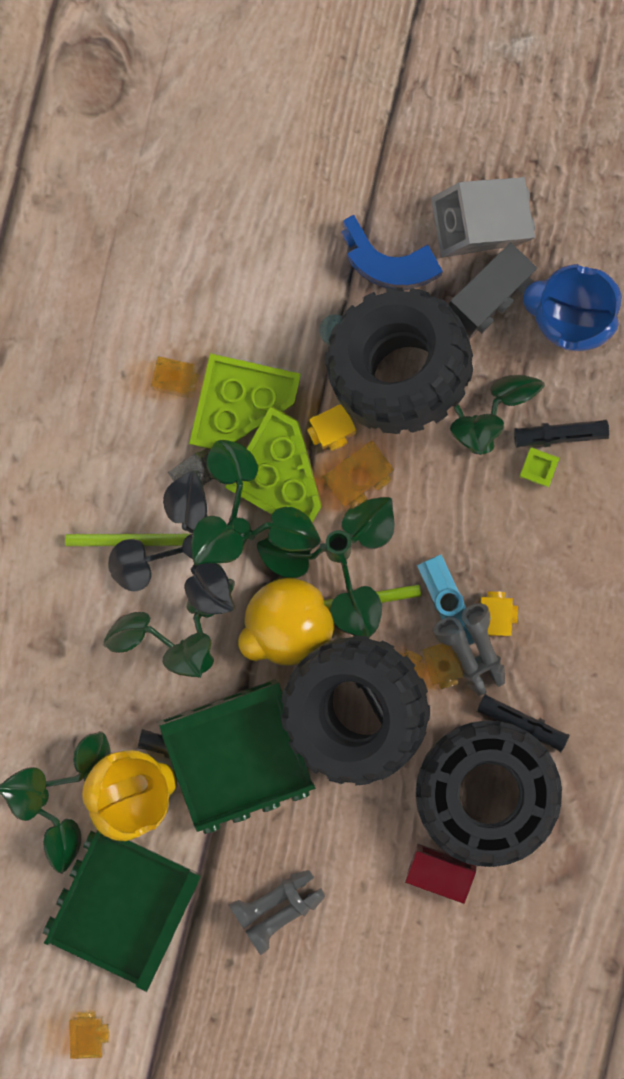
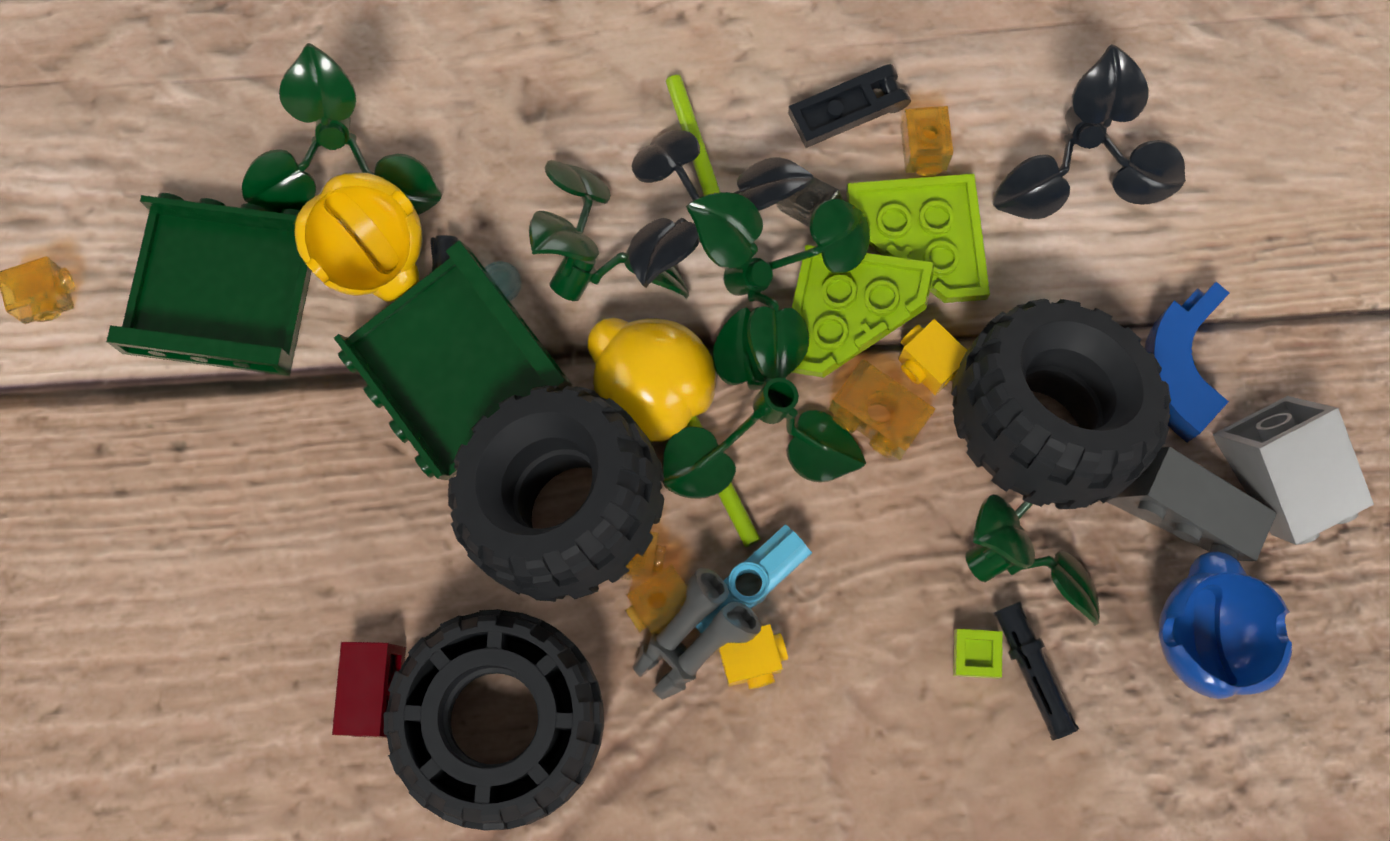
camera: 75 degrees right, 10 degrees down
(128, 423) = (848, 105): none -> black plate
(180, 703) = (506, 278): none -> clear light blue plate
(201, 259) = (1106, 92): none -> black plant
(249, 912) = (246, 440): dark grey piece -> none
(537, 728) = (610, 758): black pin -> none

